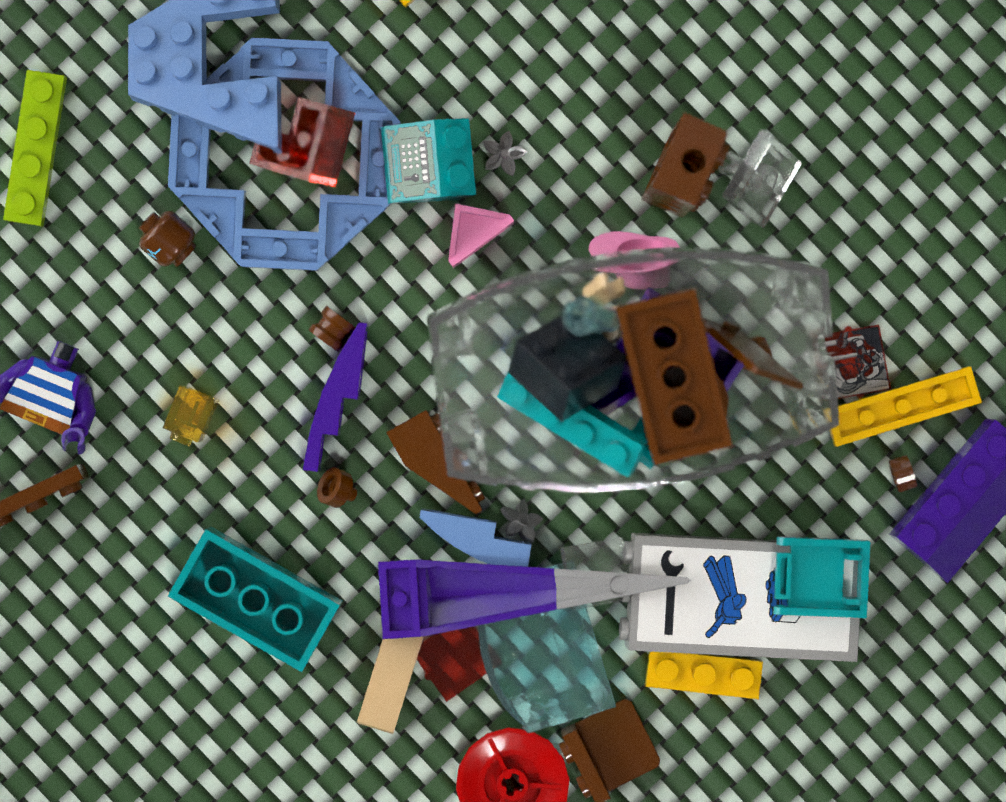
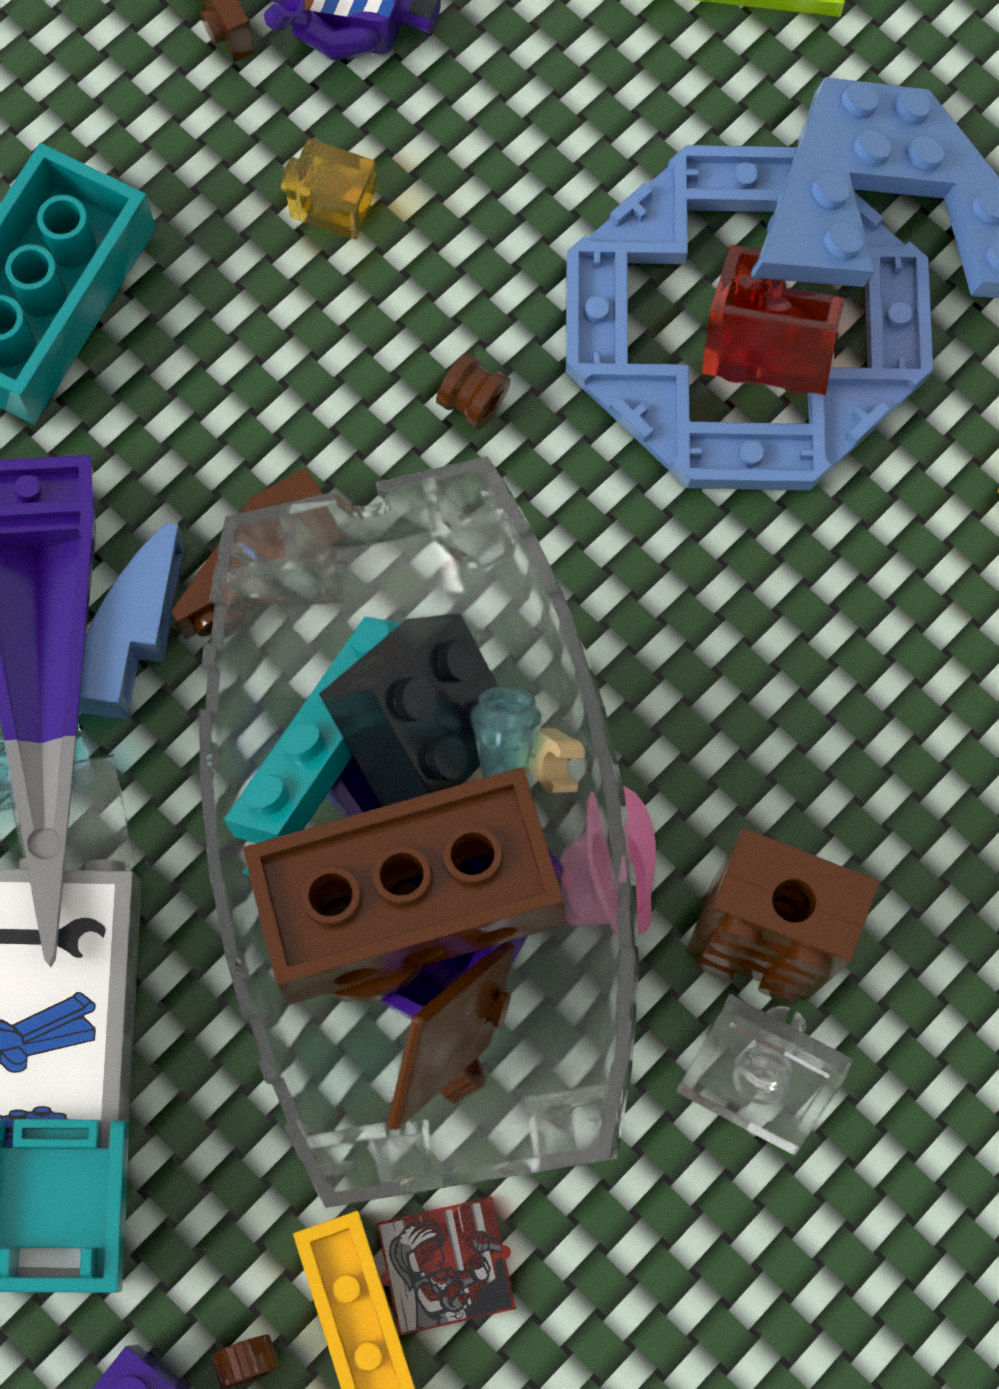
camera: 85 degrees right, 15 degrees down
(167, 238) = (604, 147): reddish brown head -> none
(336, 488) = (215, 406): reddish brown tile -> none
(342, 383) = (386, 407): dark purple slope -> none
(428, 161) = (753, 521): teal slope -> none
(473, 230) = (641, 596): bright pink slope -> none
(503, 154) = (773, 651): flat silver plant -> none
(521, 522) = (161, 696): flat silver plant -> none

